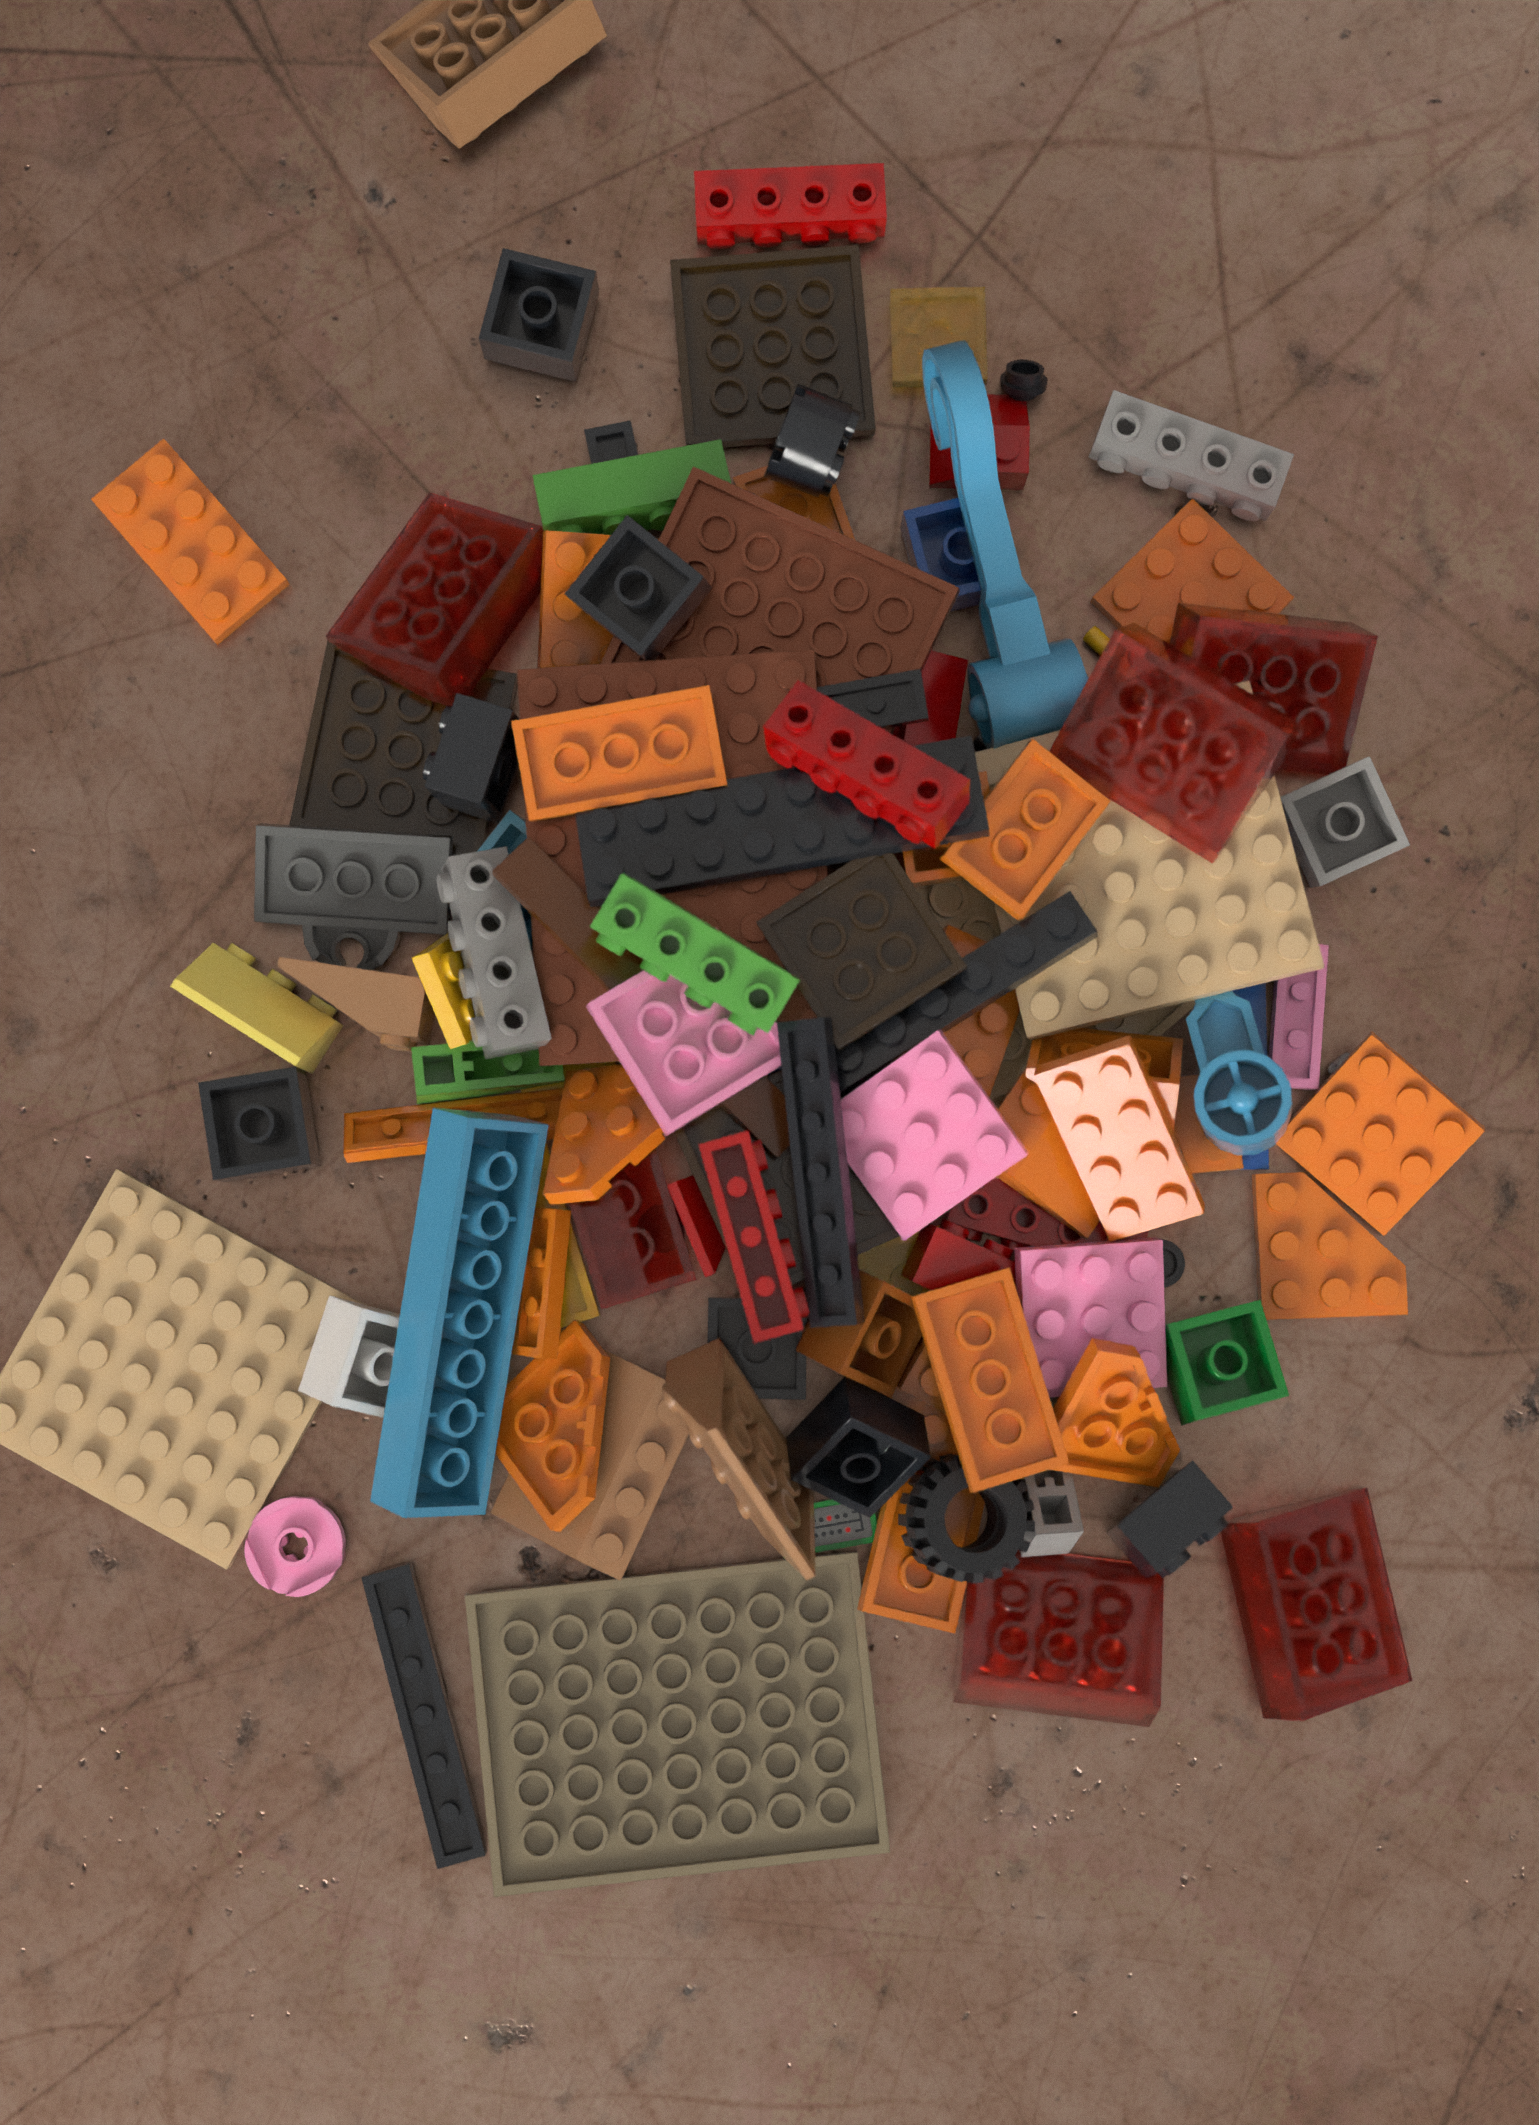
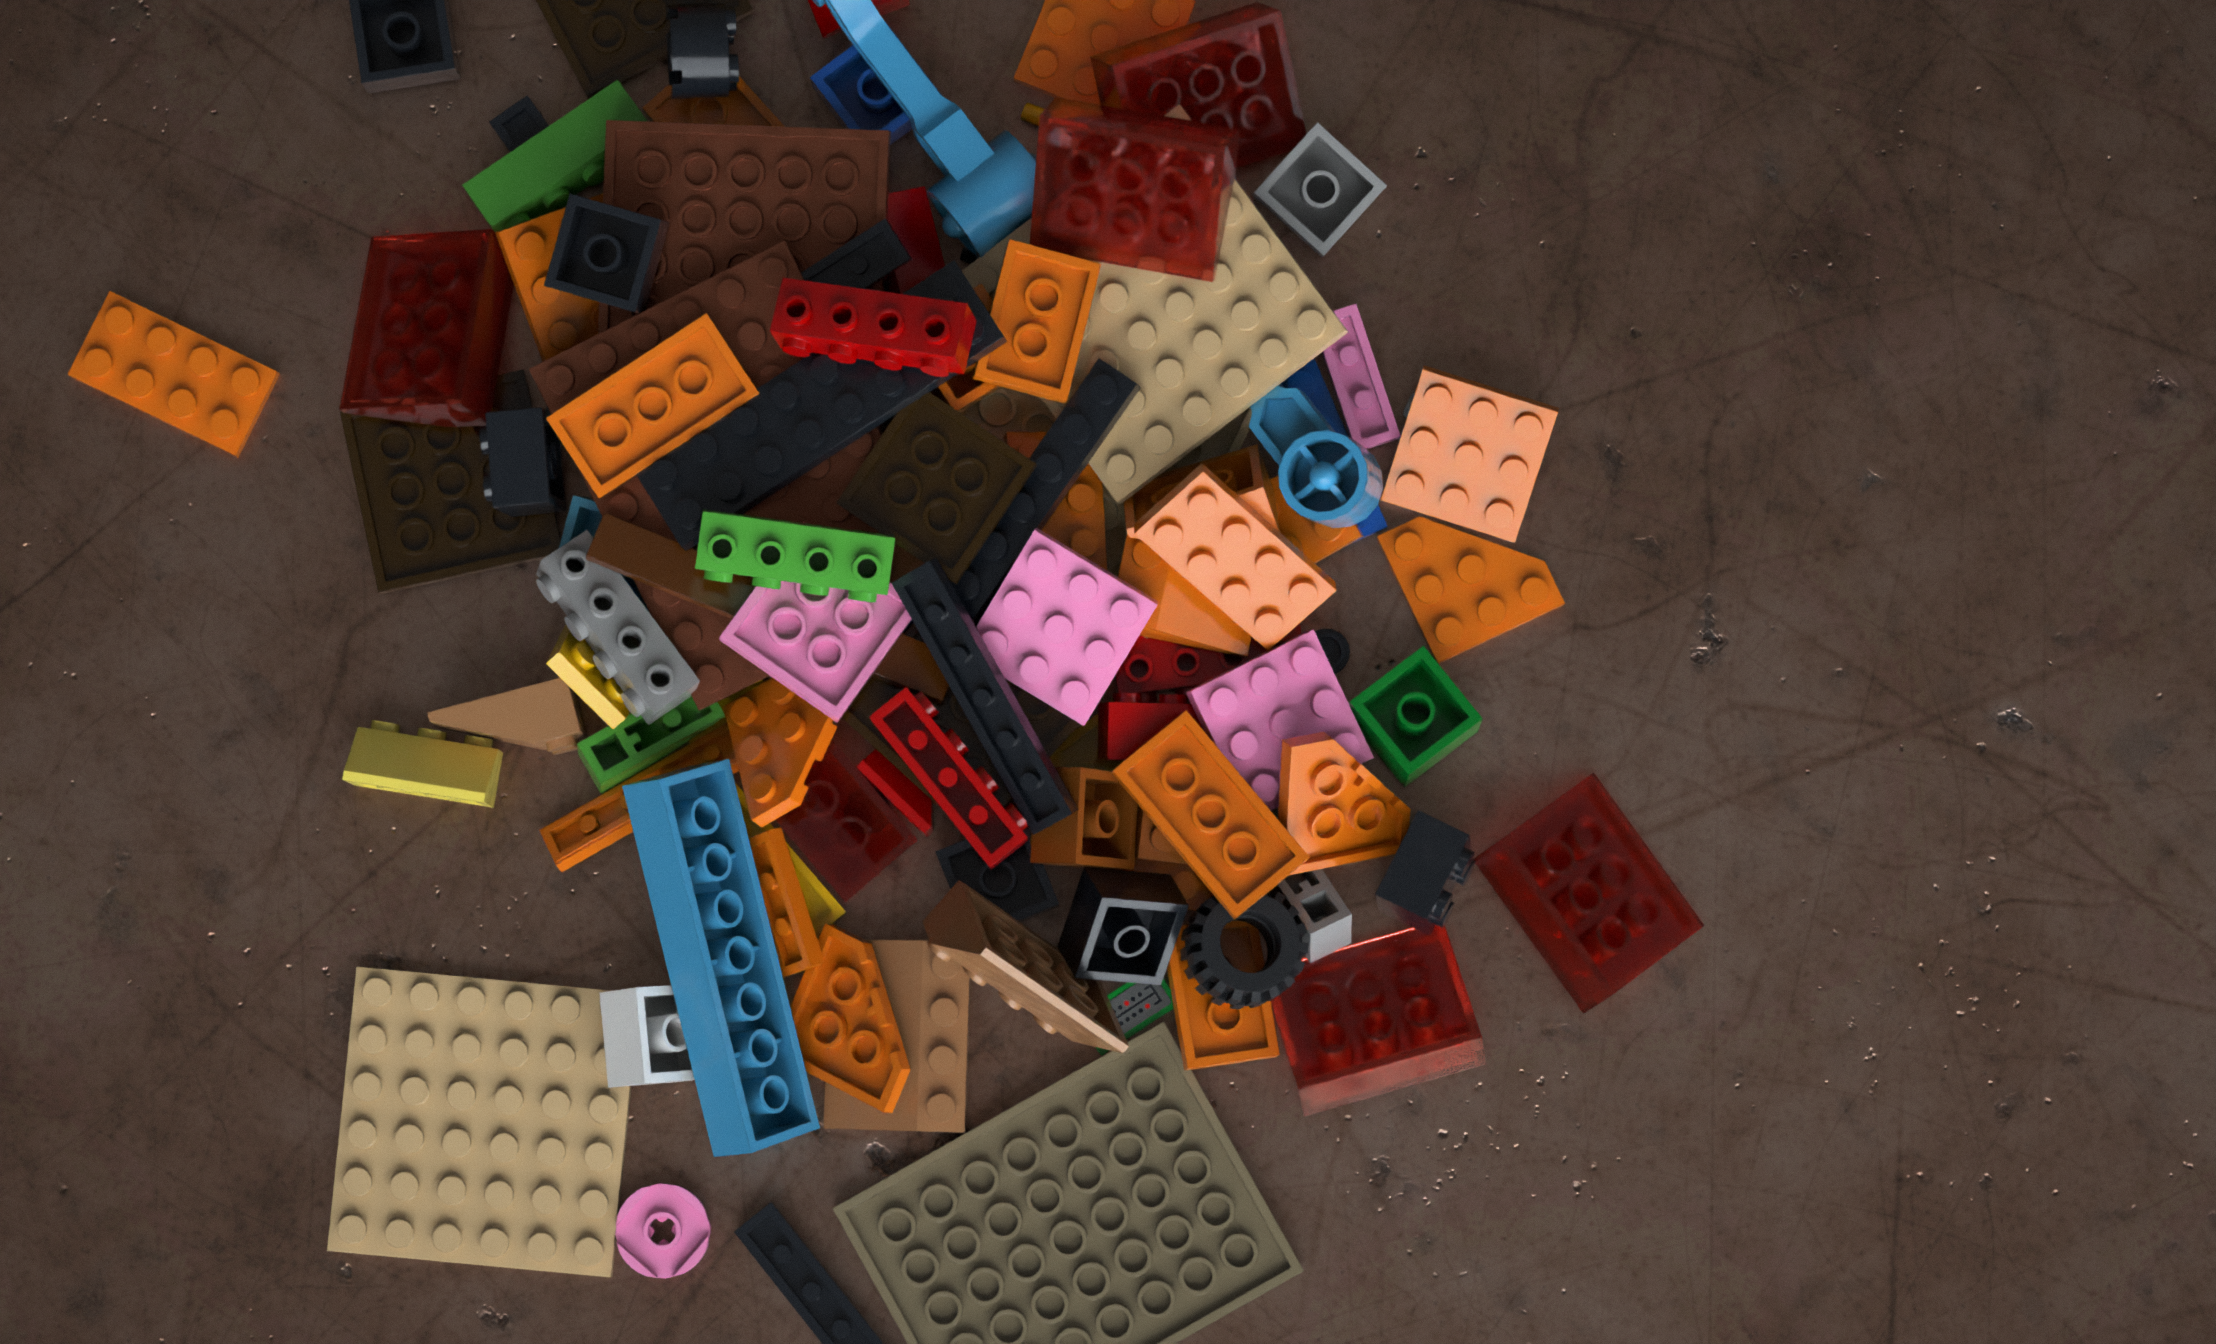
camera: 20 degrees left, 0 degrees up
(259, 1124) = (469, 870): black brick -> none
(350, 887) = (458, 624): dark grey plate -> none

